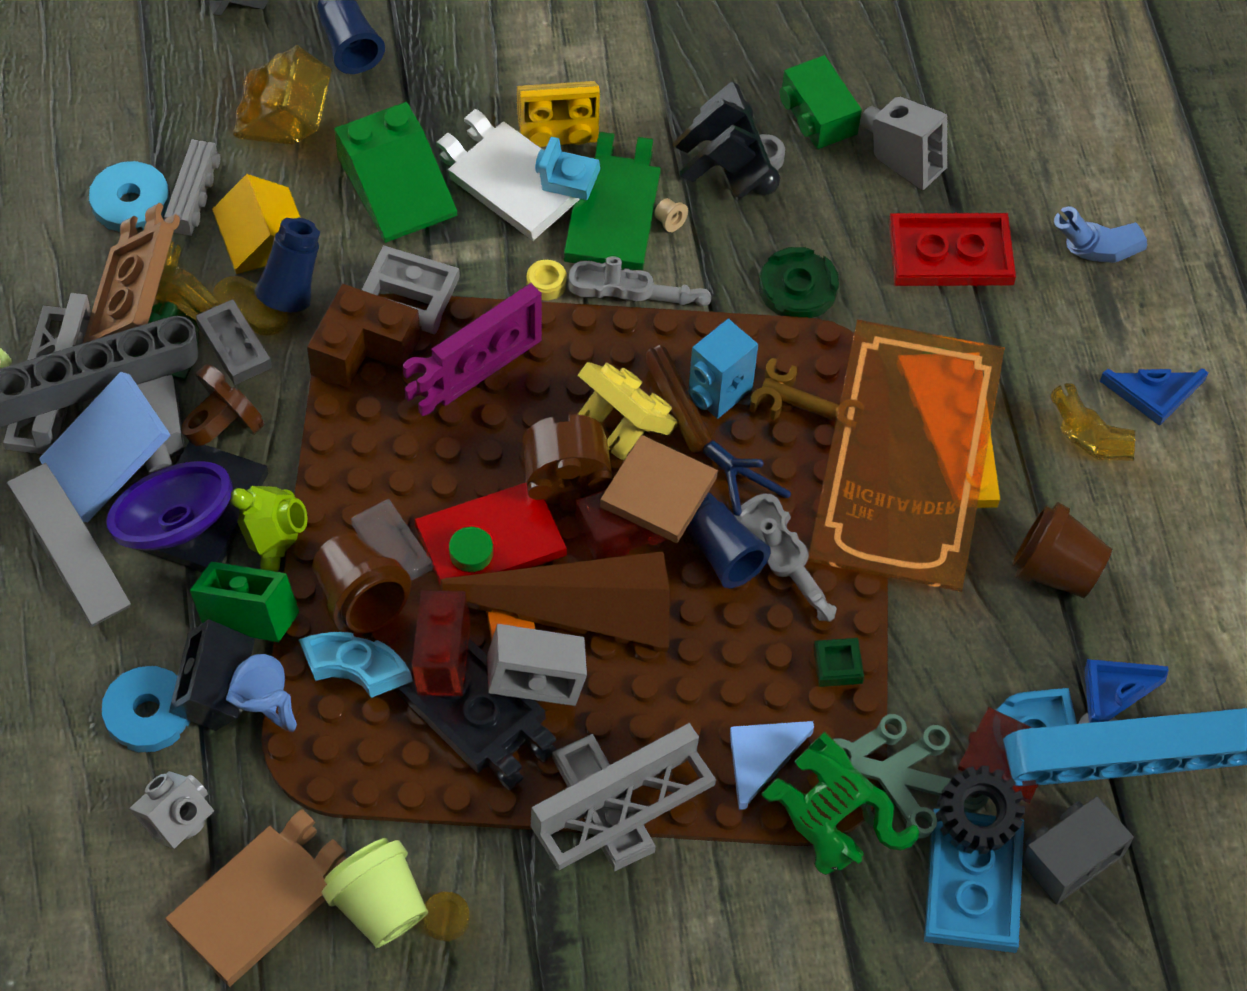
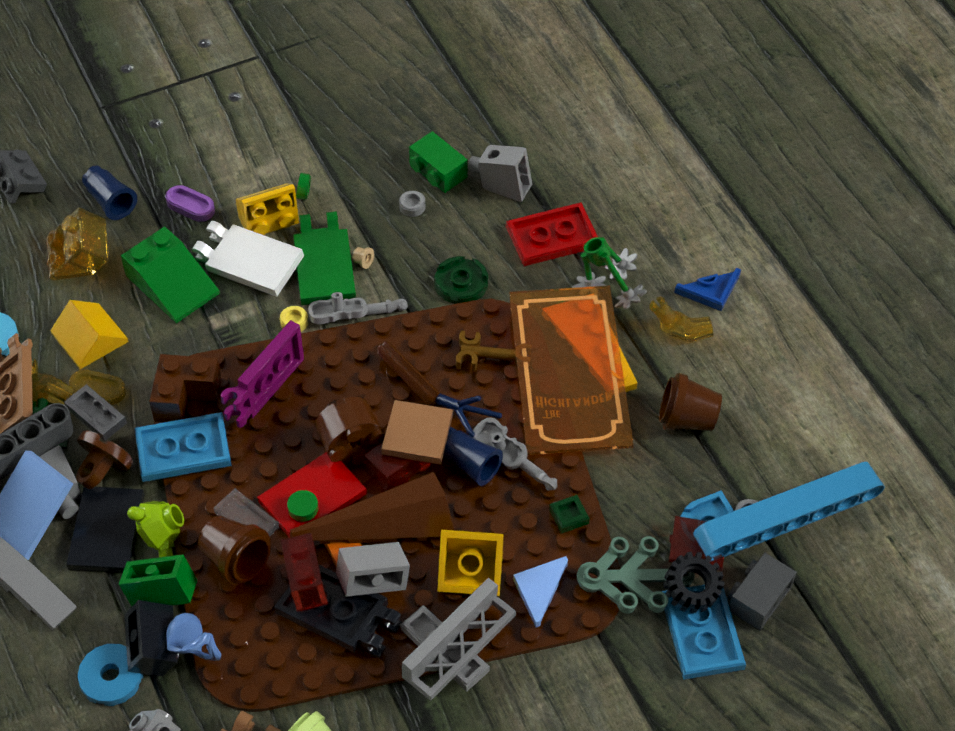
camera: 15 degrees left, 5 degrees down
(170, 506) = (86, 532): dark purple dish -> none
(192, 185) = (31, 317): light grey piece -> none
(290, 267) = (119, 353): dark blue plant -> none
(337, 421) = (182, 447): none -> dark azure tile
(357, 659) = (252, 600): medium azure tile -> none
(415, 279) = (207, 340): light grey plate -> none
(456, 75) = (190, 203): none -> medium lavender tile
(566, 172) = (287, 245): medium azure bracket -> none
(619, 90) = (303, 186): none -> green tile
(622, 392) = (388, 385): light yellow plate -> none
(675, 690) = (469, 560): none -> yellow slope
(722, 368) = (433, 344): dark azure brick -> none
(734, 144) = (391, 203): black piece -> none
(834, 796) = (596, 602): green animal -> none
(1000, 295) = (599, 254): none -> plant
(1098, 242) = (643, 205): medium blue arm -> none
(1118, 685) = (751, 480): blue tile -> none

